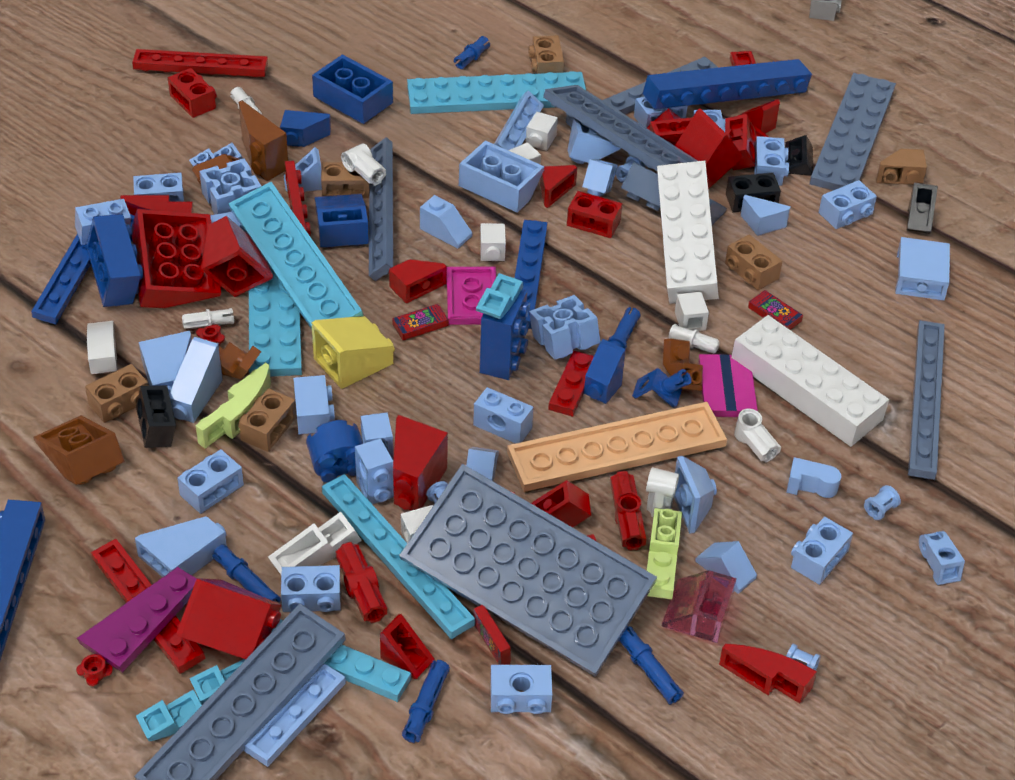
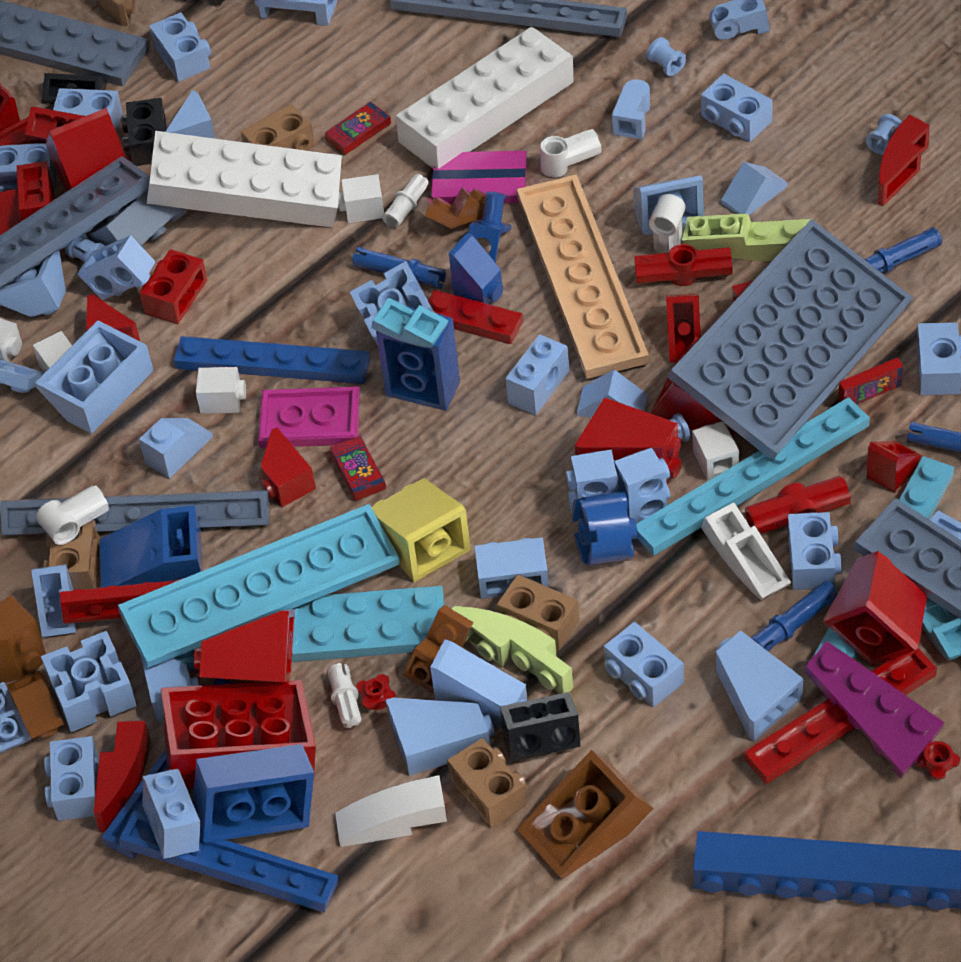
camera: 80 degrees left, 5 degrees up
(700, 605) = (825, 197): clear pink slope -> none

